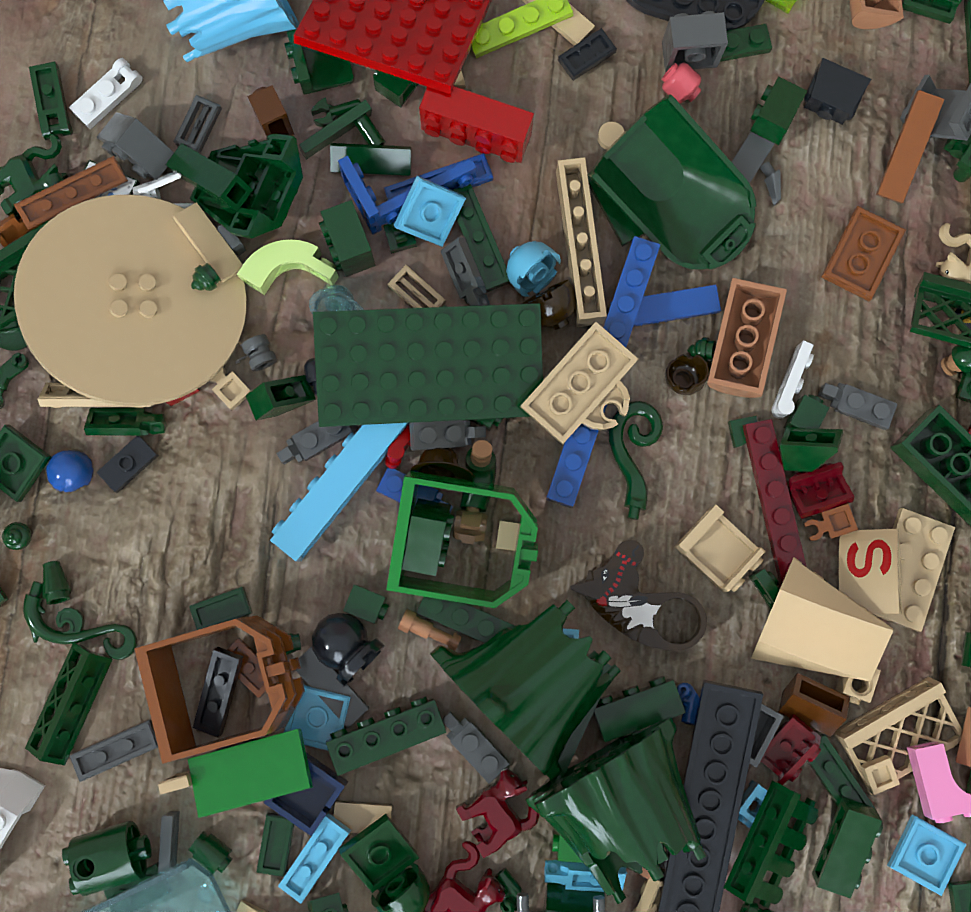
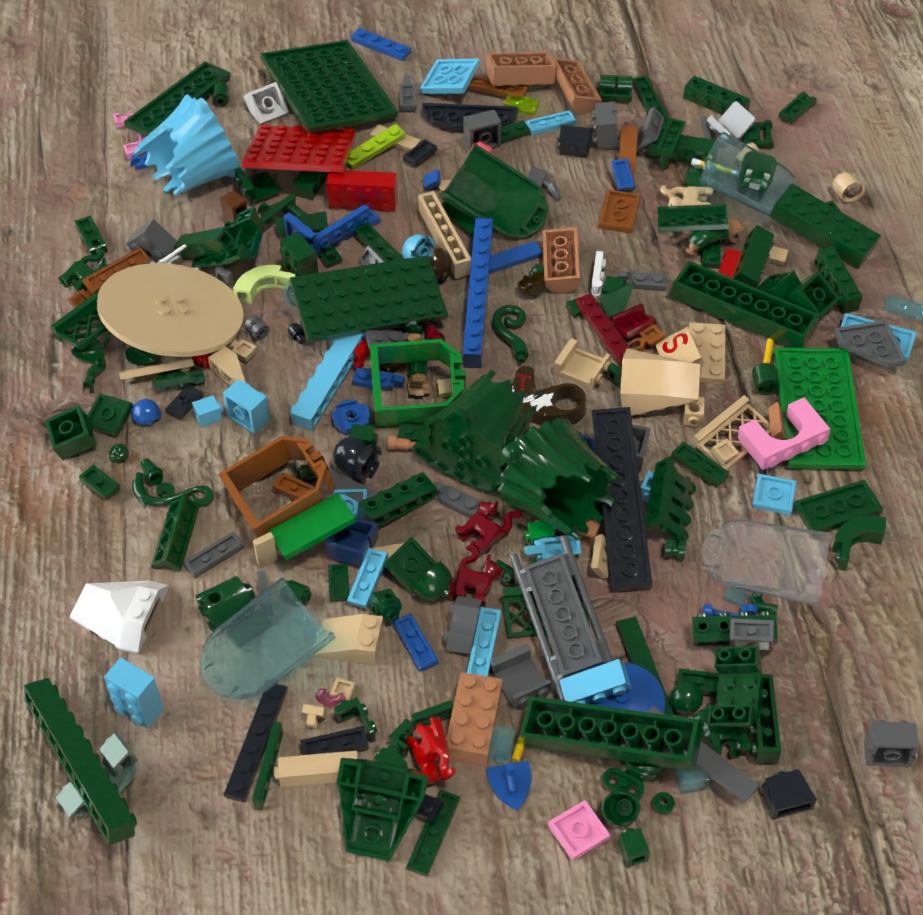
camera: 10 degrees left, 30 degrees down
(106, 93) = (125, 227): white plate -> none
(155, 494) = (207, 410): none -> medium azure brick
(203, 422) = (226, 365): none -> tan slope
(205, 278) = (214, 291): dark green plate -> none
(207, 128) = (196, 220): dark grey tile -> none
(208, 241) = (210, 278): tan tile -> none
(208, 510) = (246, 406): none -> medium azure brick
(218, 692) = (277, 491): black plate -> none
(279, 397) = (275, 346): dark green slope -> none
(312, 442) = (304, 365): dark grey hinge -> none
(350, 570) = (350, 407): none -> blue plate
(428, 537) = (392, 384): dark green brick -> none
(429, 211) = (346, 234): medium azure tile -> none
(516, 437) = (433, 333): none -> dark red cone
(583, 386) = (467, 289): tan plate -> none
(592, 117) = (432, 179): none -> blue tile
(778, 110) = (542, 154): dark green brick -> none
(791, 749) = (662, 446): dark red bracket -> none
(809, 37) = (550, 122): none -> medium azure tile
(814, 704) = (669, 426): reddish brown brick -> none
(847, 848) = (718, 492): dark green brick -> none
(890, 186) = (623, 174): none -> blue tile
(893, 78) = (605, 125): none -> dark grey brick

